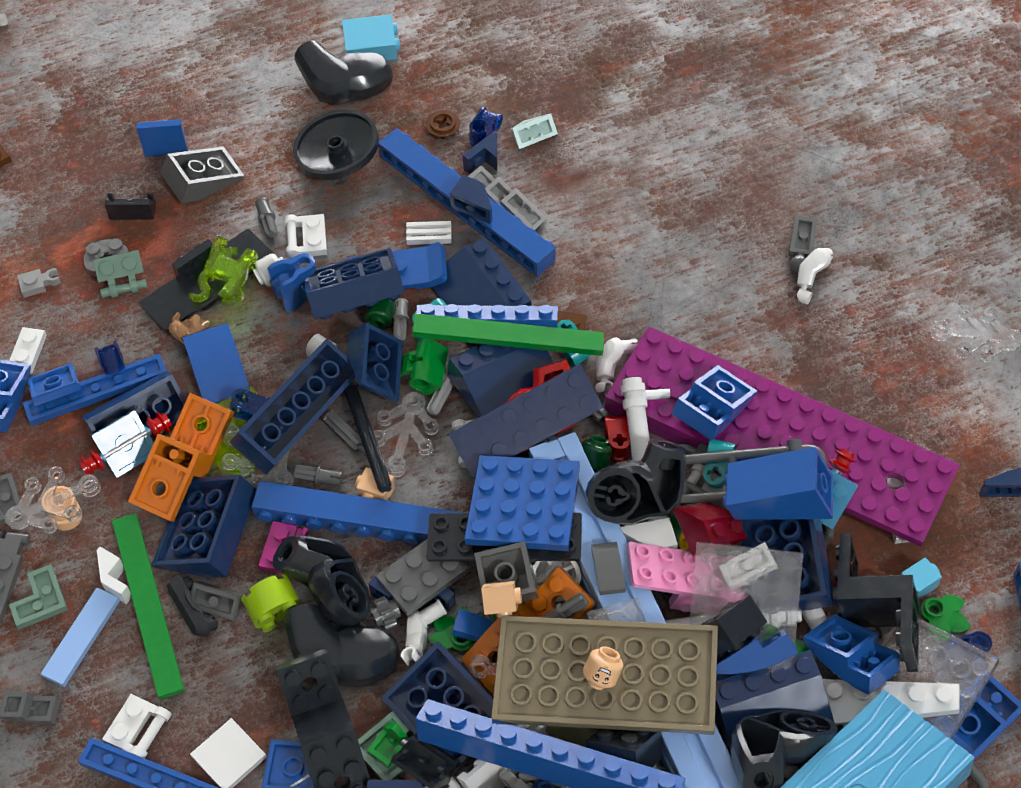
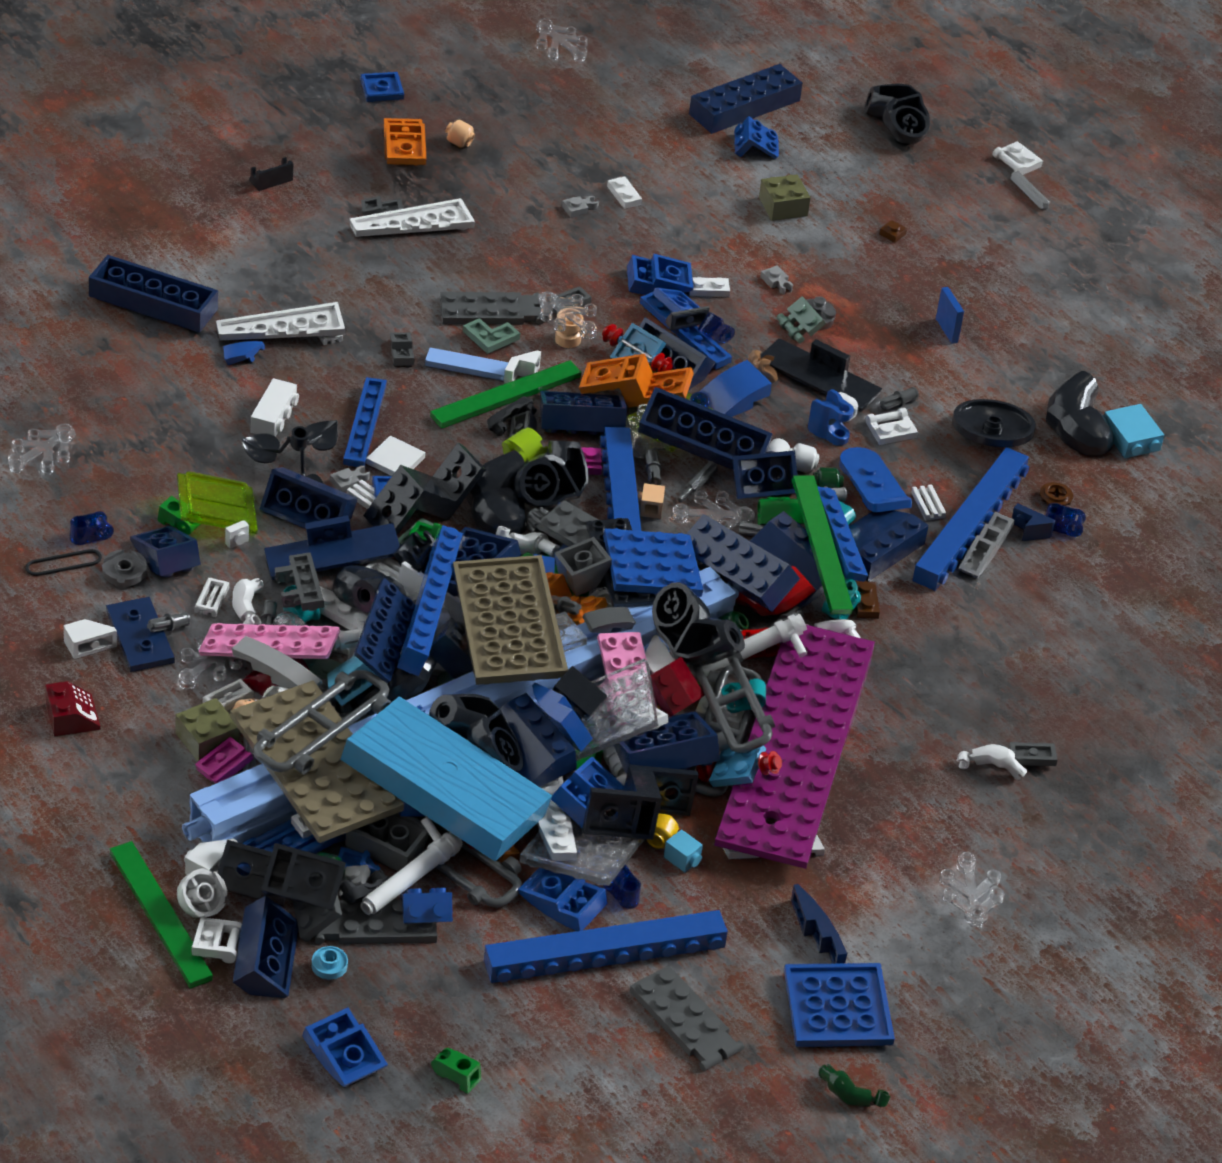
camera: 70 degrees right, 15 degrees down
(88, 380) = (687, 318): none -> dark grey slope
(130, 723) = (404, 405): white plate -> none
(131, 208) = (873, 316): black hinge -> none
(200, 173) = (928, 349): dark grey slope -> none
(223, 268) = (832, 375): clear neon green animal -> none
(340, 325) = (806, 457): none -> white head
(353, 284) = (840, 448): dark blue slope -> none
(368, 439) = (688, 485): black axle -> none
(471, 198) = (964, 508): dark blue slope -> none
(501, 598) = (556, 552): light nougat brick -> none
(534, 130) = (1075, 555): light aqua slope -> none
(603, 668) = (506, 602): light nougat head -> none
(713, 402) = (803, 680): blue slope -> none
(780, 487) = (717, 709): blue slope -> none
(948, 615) = (655, 873): green plate -> none

